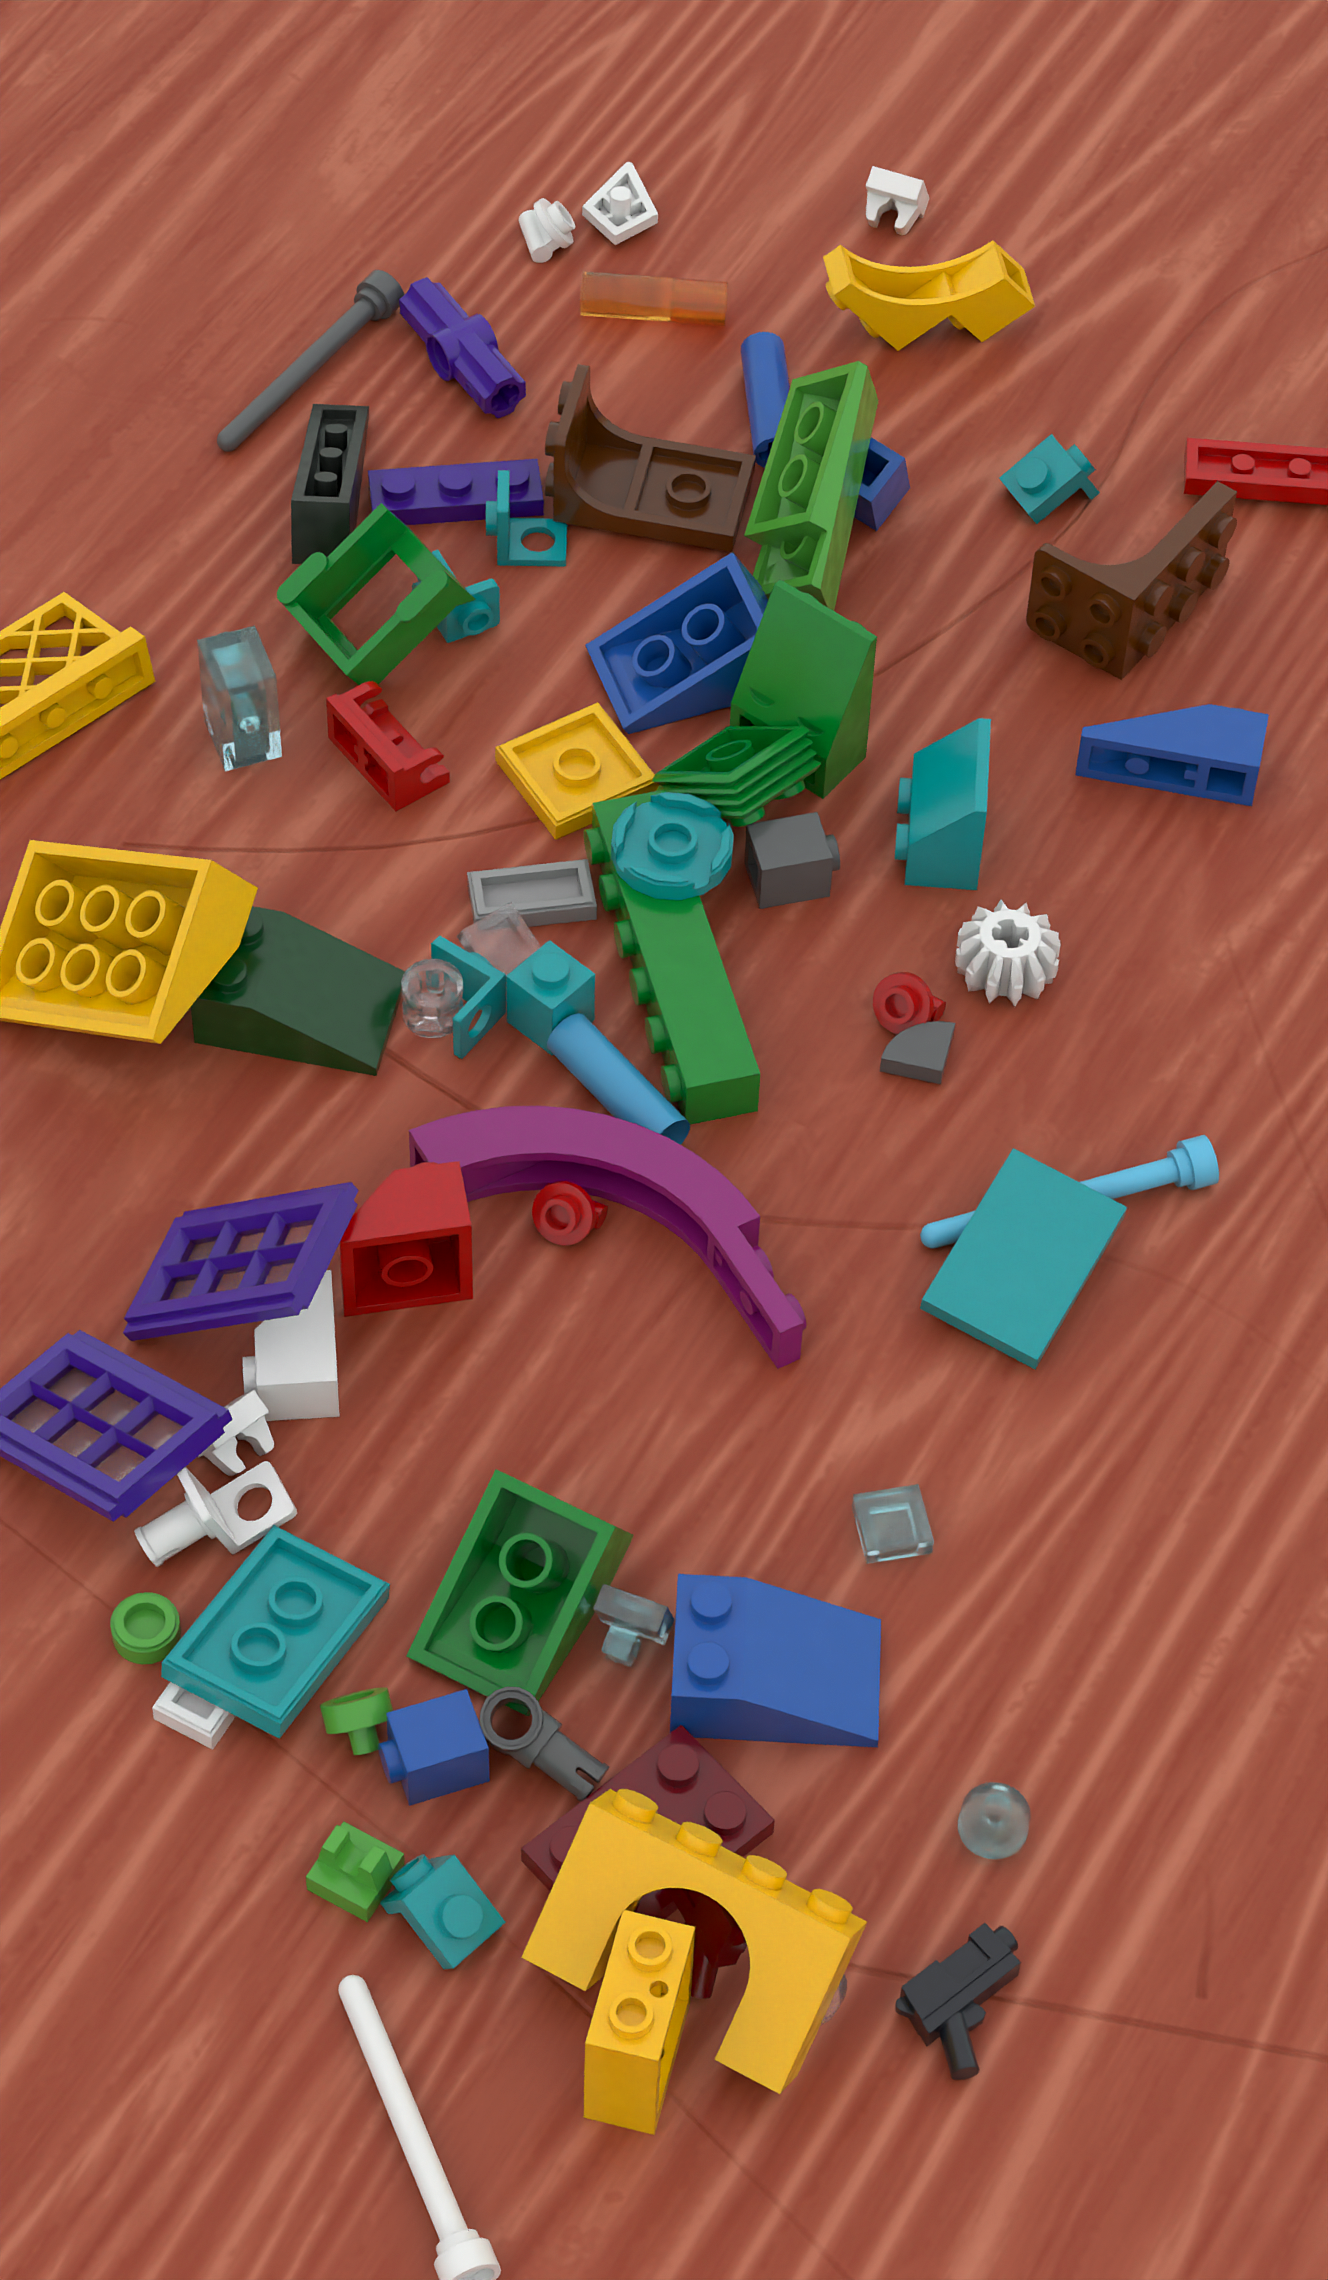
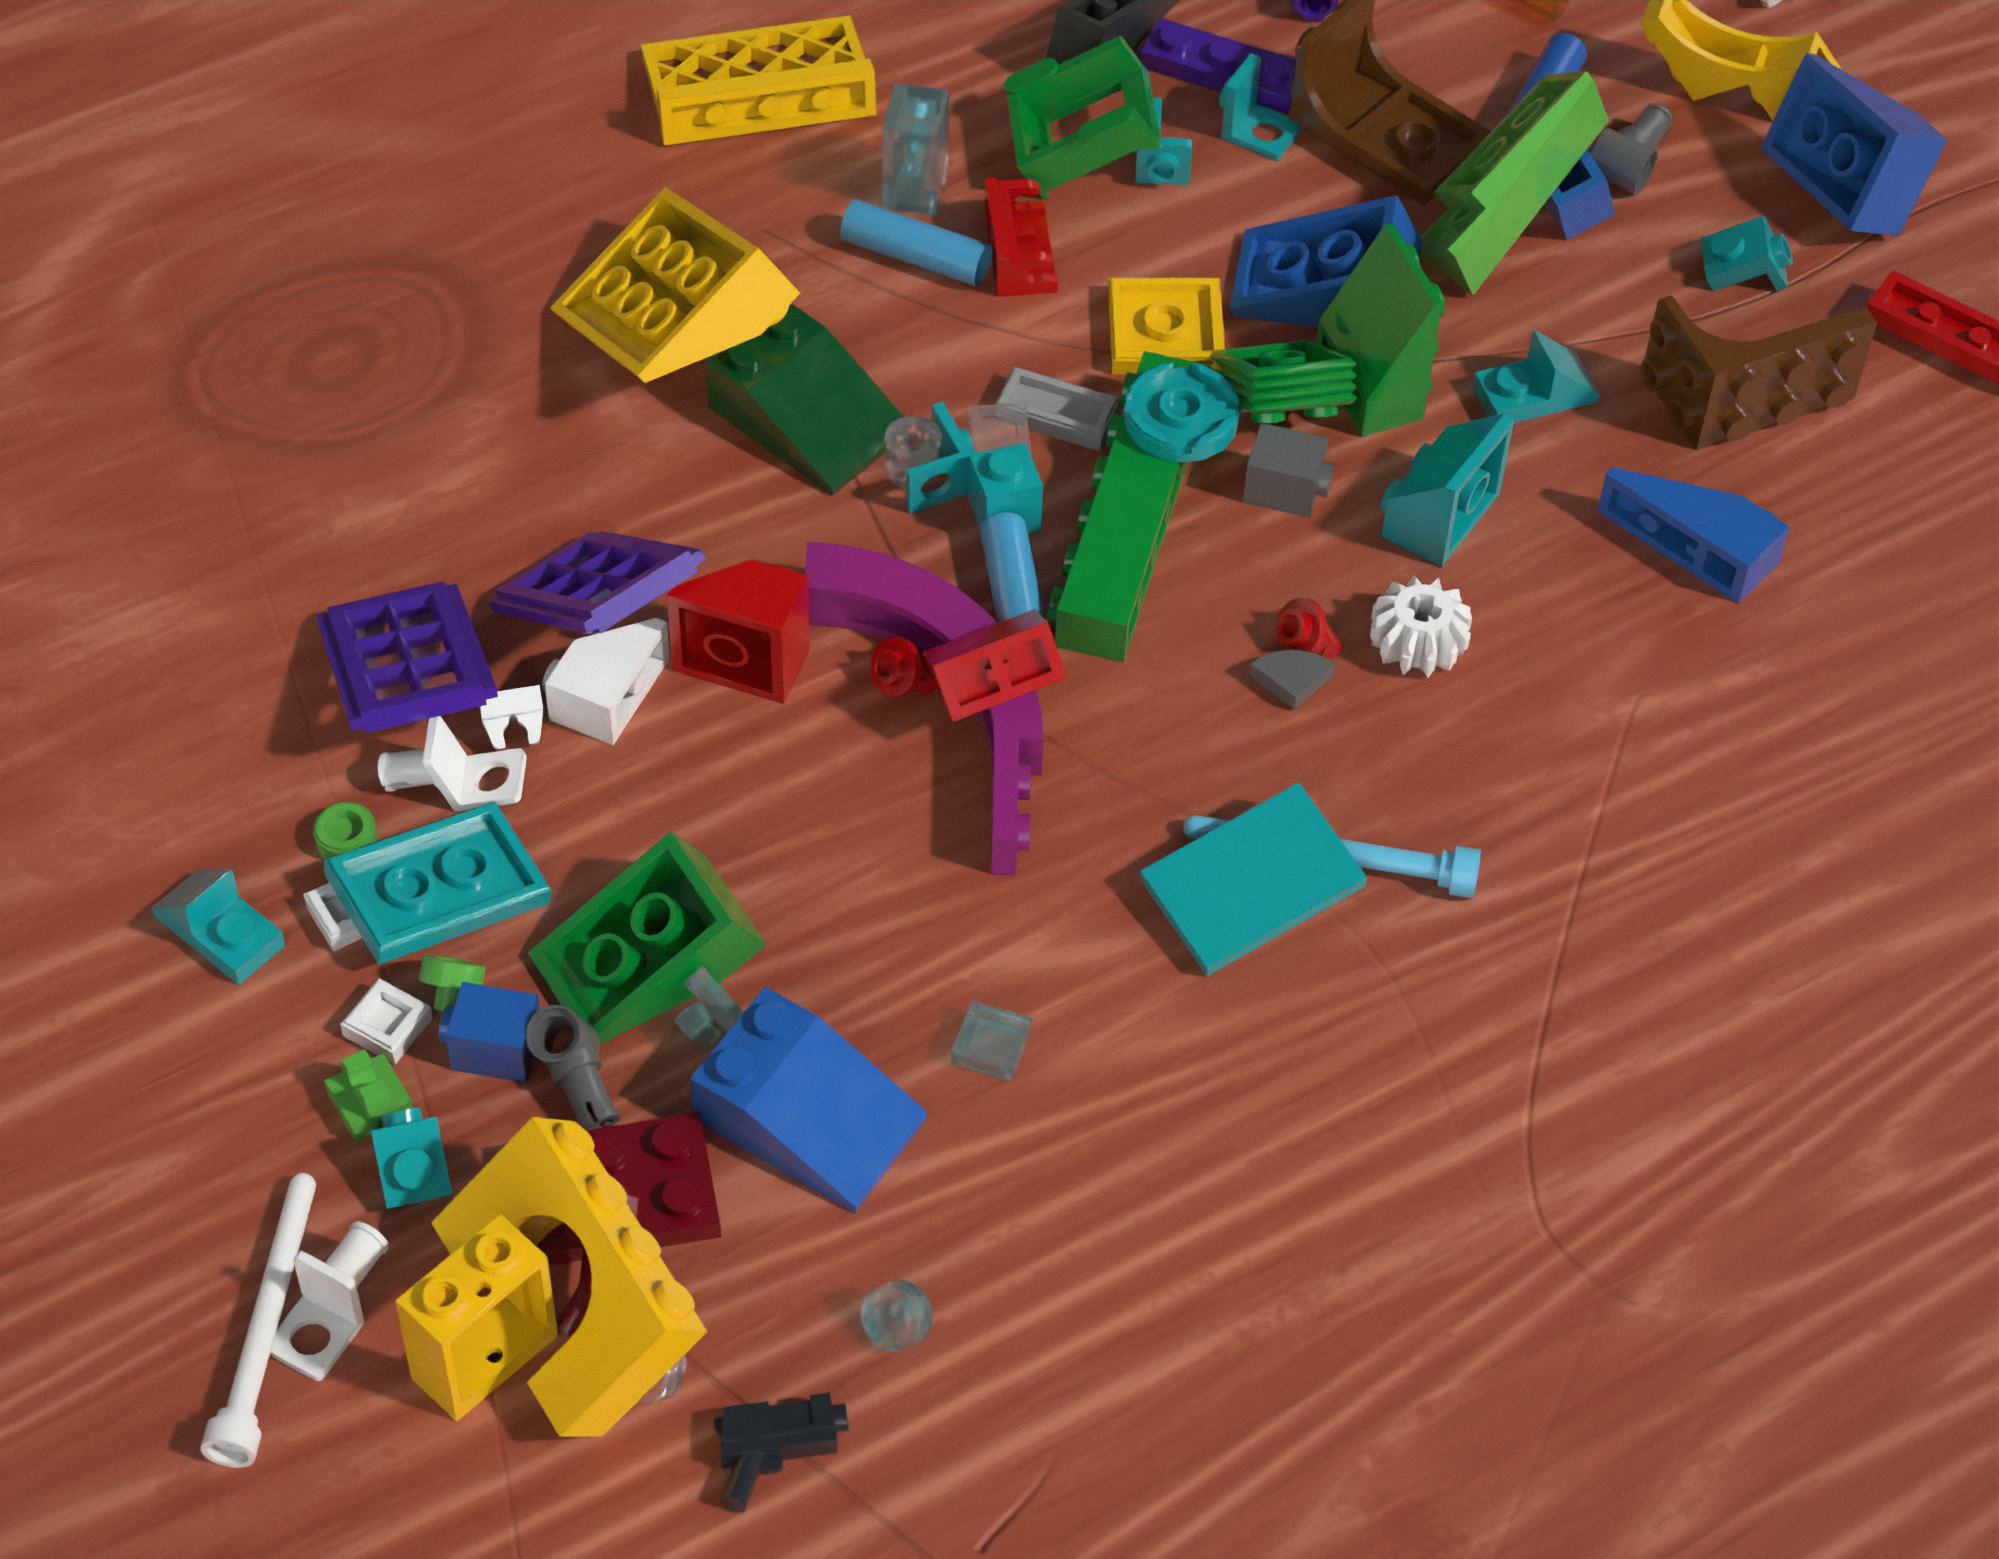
camera: 30 degrees right, 0 degrees up
(83, 1778) = (219, 923): none -> teal slope
(290, 791) = (916, 242): none -> dark azure piece
(318, 1789) = (386, 1021): none -> white tile
(465, 2079) = (329, 1299): none -> white bracket
(674, 1165) = (995, 664): none -> red hinge
(892, 421) = (1631, 154): none -> dark grey pin
(946, 682) = (1541, 385): none -> teal slope
(1085, 336) = (1852, 147): none -> blue slope

